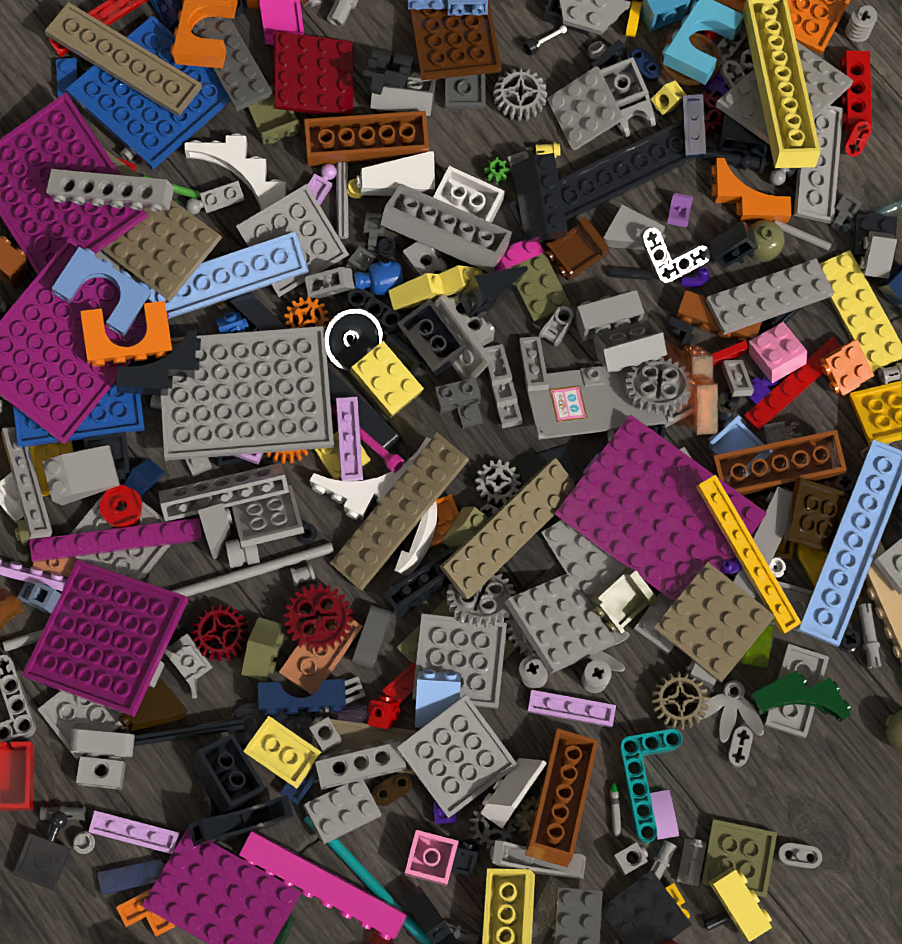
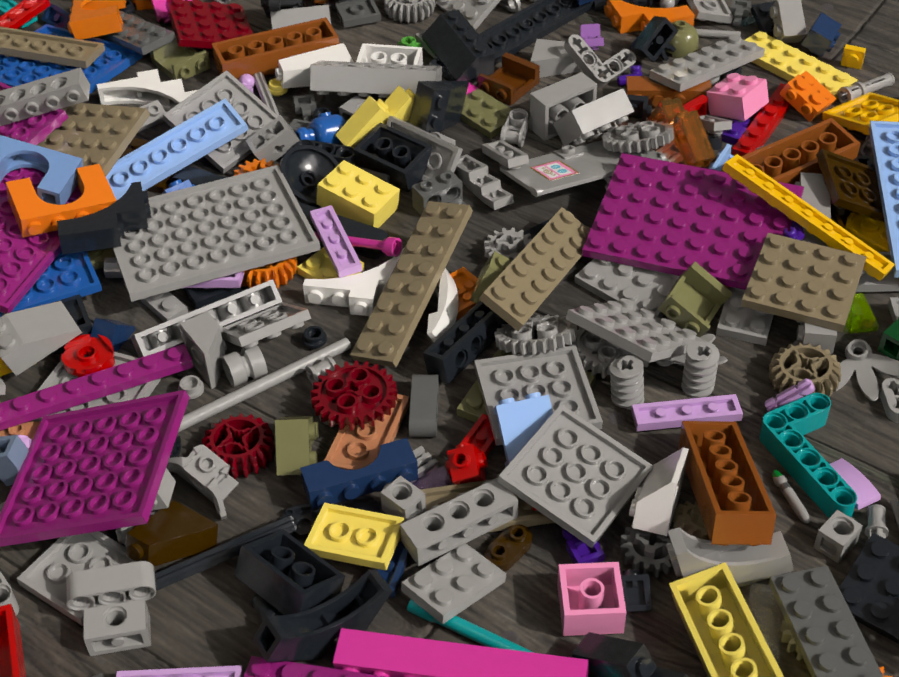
camera: 10 degrees left, 30 degrees down
(196, 557) = (192, 385): none -> light grey plate
(654, 723) = (791, 394): none -> lavender axle

